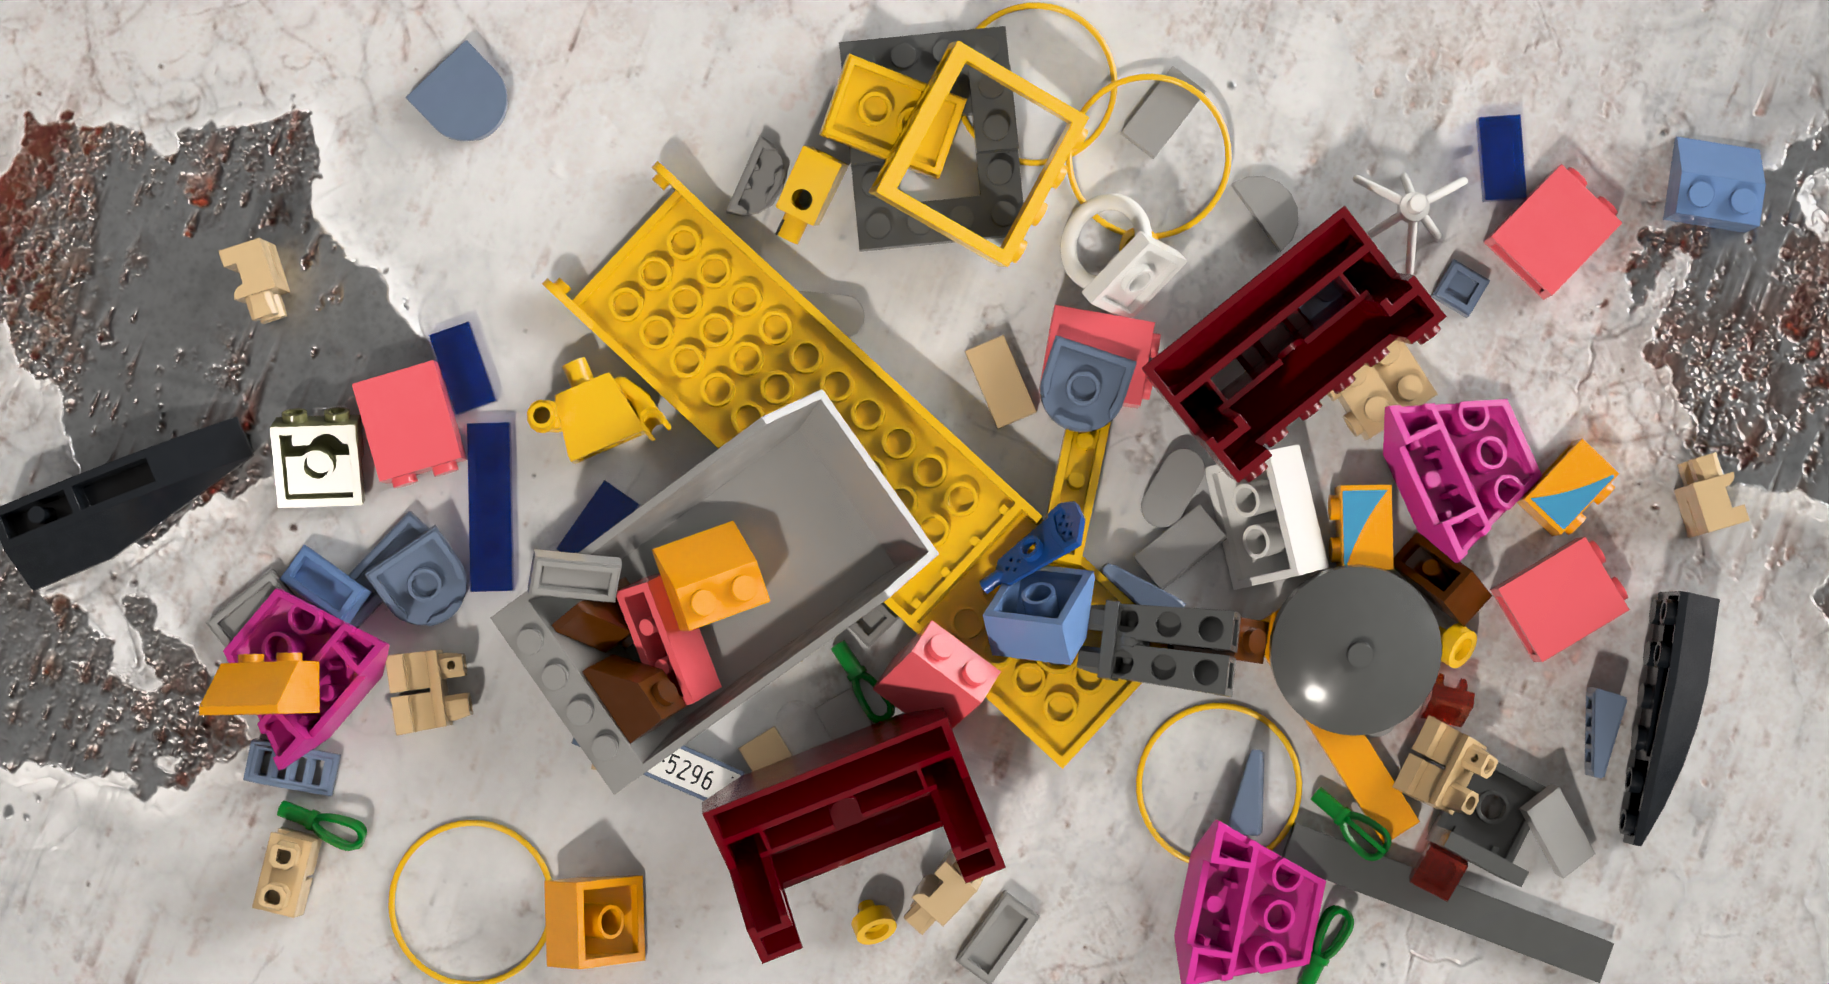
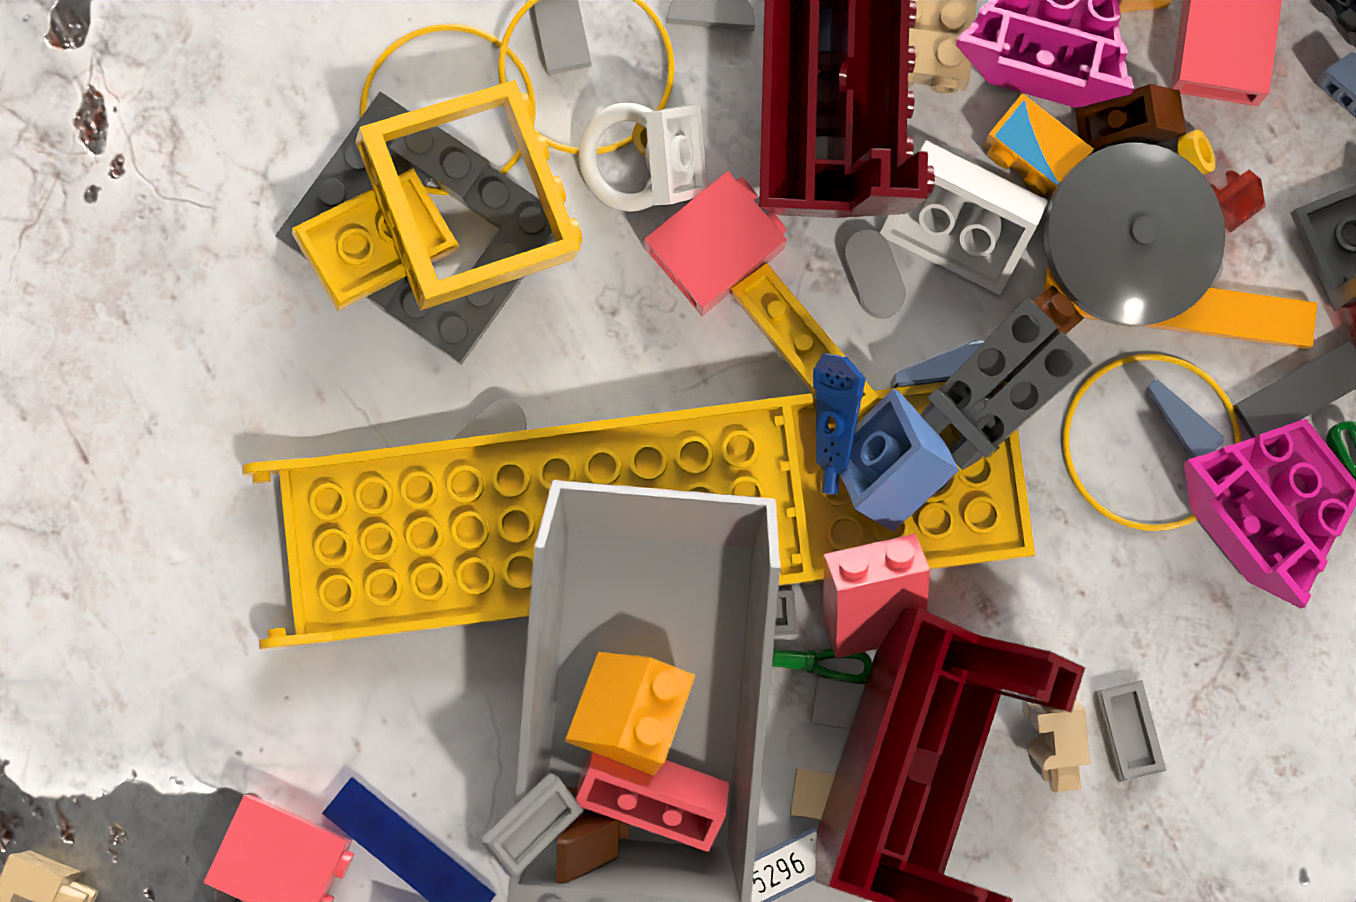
camera: 50 degrees left, 5 degrees down
(462, 96) = (45, 584): sand blue tile -> none
(463, 368) = (272, 777): clear blue tile -> none
(596, 412) = (407, 694): yellow torso -> none
(601, 514) = (497, 765): clear blue tile -> none
(634, 694) = (675, 860): reddish brown slope -> none
(760, 181) = (332, 396): light grey tile -> none
(818, 175) = (366, 342): yellow torso -> none
(873, 923) = (1033, 824): yellow tile -> none
(1000, 382) = (668, 339): tan tile -> none
(1084, 385) = (731, 270): sand blue tile -> none
(1180, 547) = (929, 307): light grey tile -> none
(1343, 815) = (1263, 362): green piece -> none
(1448, 787) = (1290, 223): tan hips -> none

